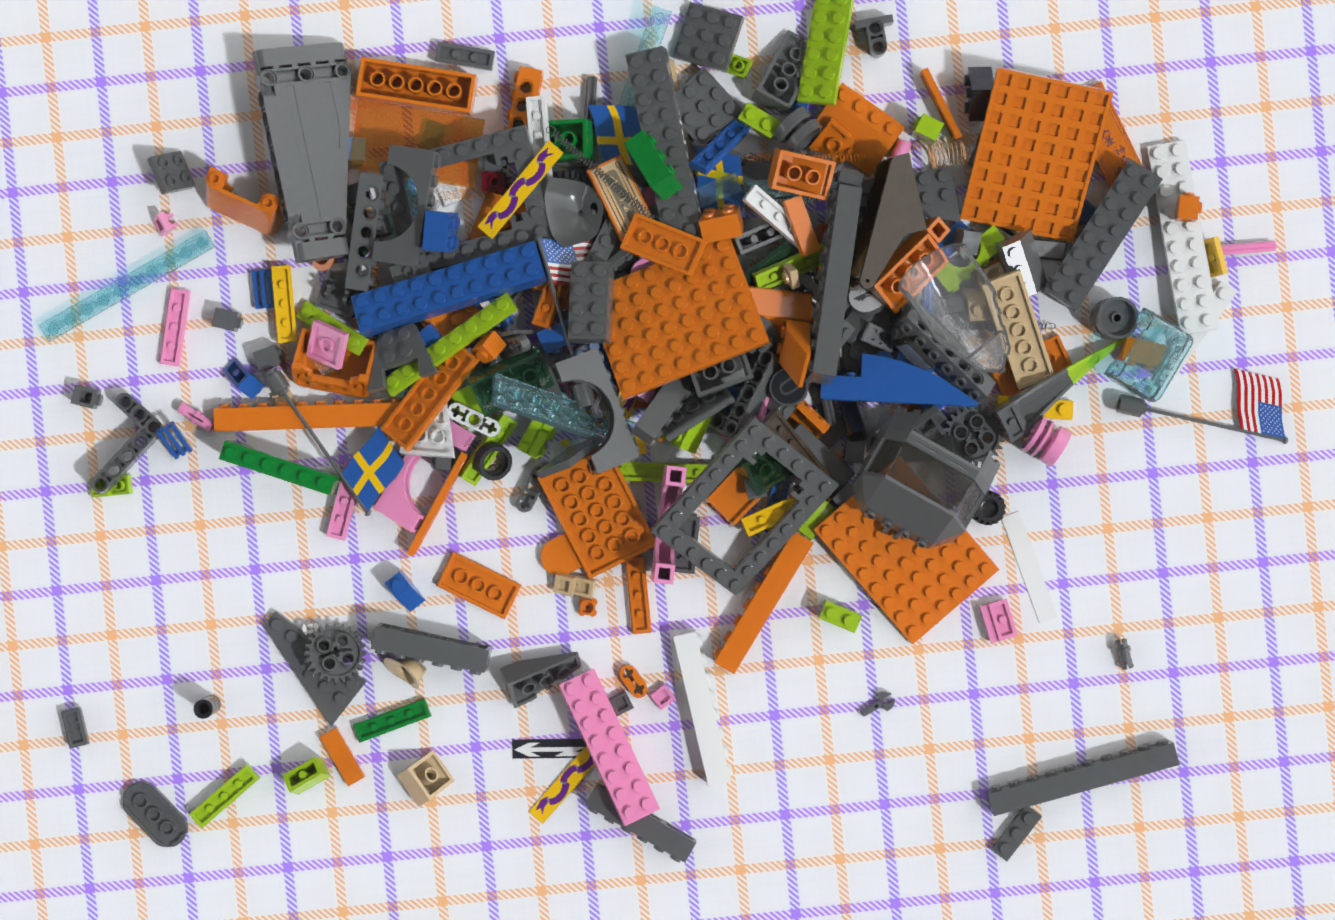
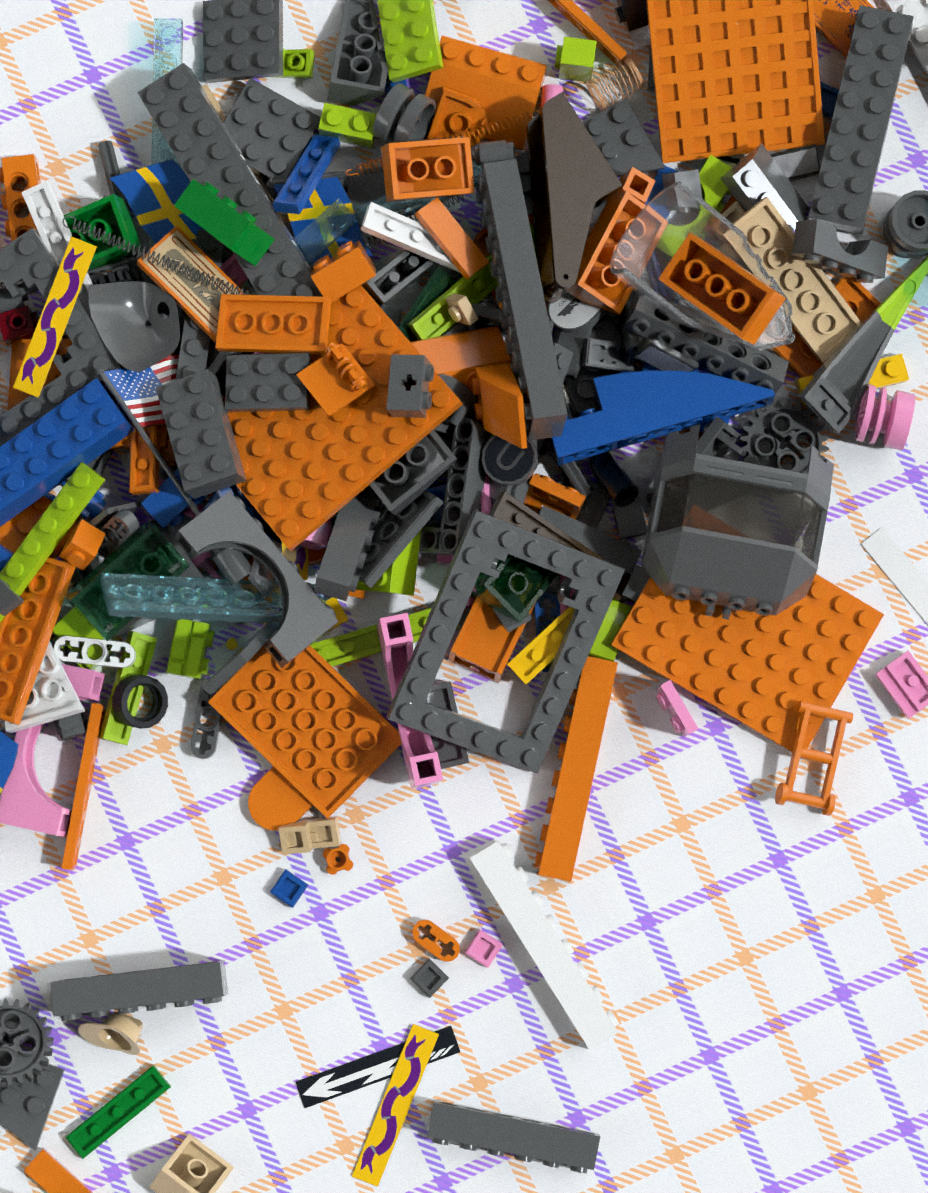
camera: 20 degrees left, 5 degrees down
(405, 591) = (77, 923): blue slope -> none
(478, 585) = (177, 881): orange tile -> none
(530, 676) = (292, 982): dark grey wedge -> none
(549, 614) = (289, 888): none -> blue tile
(609, 747) = (432, 1042): bright pink brick -> none
(638, 595) = (402, 819): orange tile -> none
(646, 282) = (266, 382): none -> dark grey plate
(691, 297) = (335, 379): none -> orange hinge
(739, 309) = (403, 372): none -> dark grey brick
(839, 616) = (689, 751): lime brick -> none
(841, 594) = (670, 699): none -> bright pink plate
(878, 704) = (784, 857): dark grey bar -> none
(918, 677) = (785, 790): none -> orange piece
(968, 323) = (722, 288): none -> orange brick
(997, 514) = (854, 531): black tyre -> none
(1044, 313) = (819, 244): none -> dark grey arch

